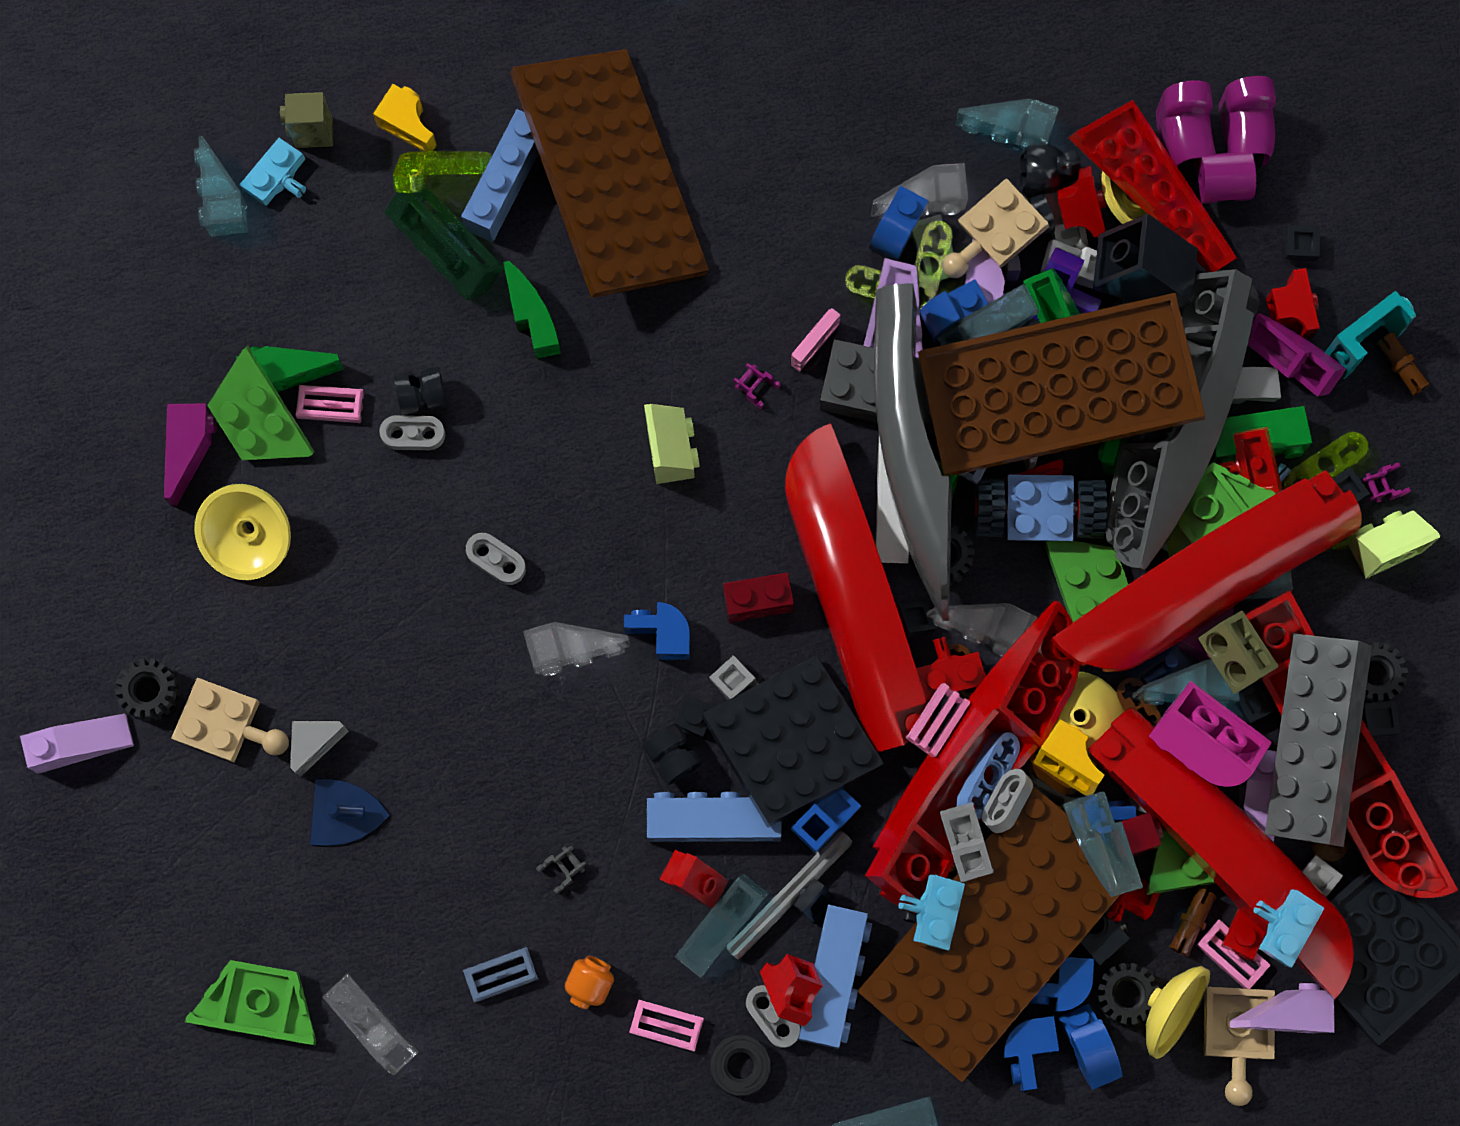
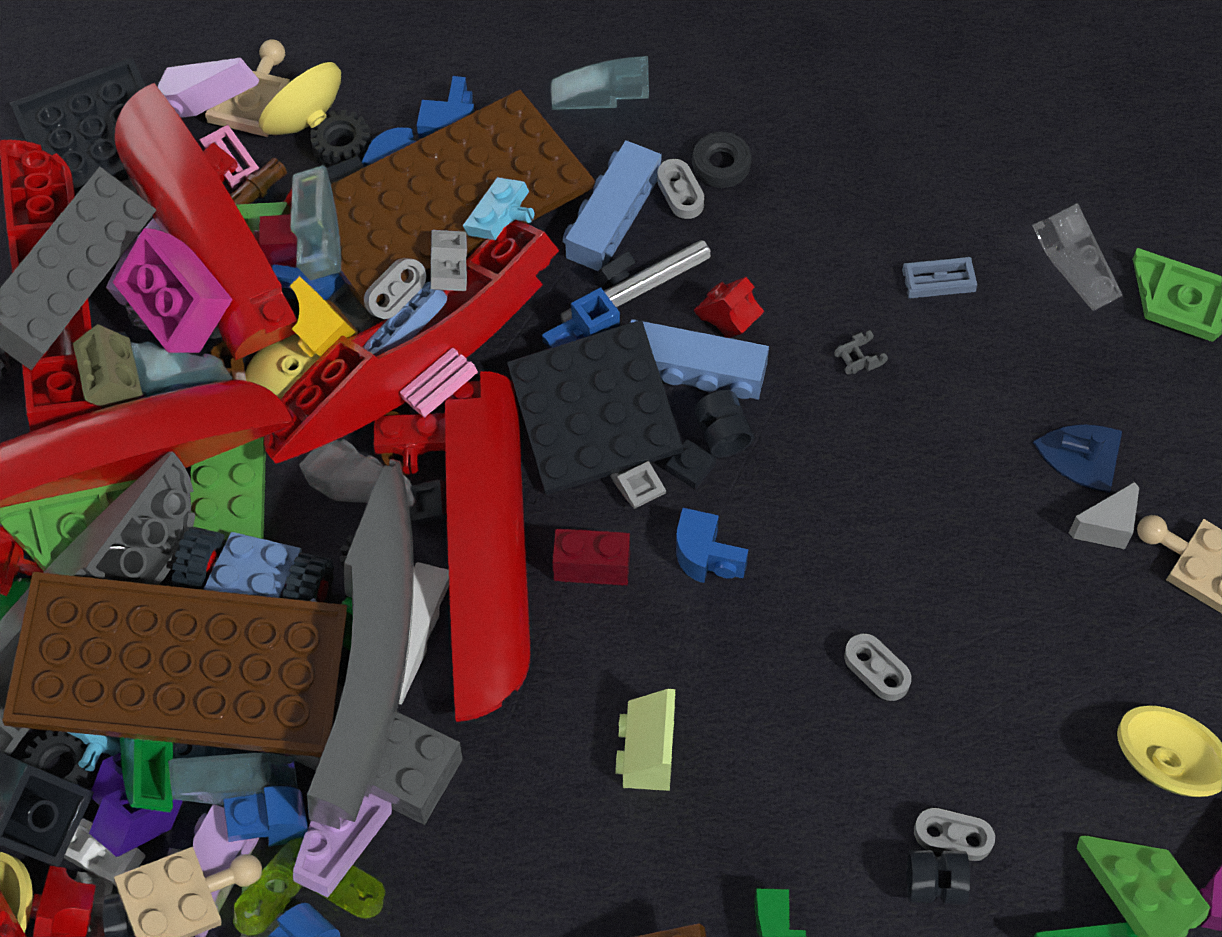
camera: 165 degrees left, 15 degrees down
(357, 406) = (1047, 913): bright pink tile -> none
(564, 644) = (818, 557): clear slope -> none
(589, 982) = (853, 246): orange head -> none
(694, 1033) = (781, 209): bright pink tile -> none
(721, 925) = (707, 267): clear light blue slope -> none
(761, 378) = (516, 806): magenta piece -> none
(792, 988) = (658, 190): red brick -> none
(815, 339) = (442, 832): bright pink tile -> none
(1091, 1046) = (390, 102): blue brick -> none
(1288, 926) = (169, 122): medium azure plate -> none

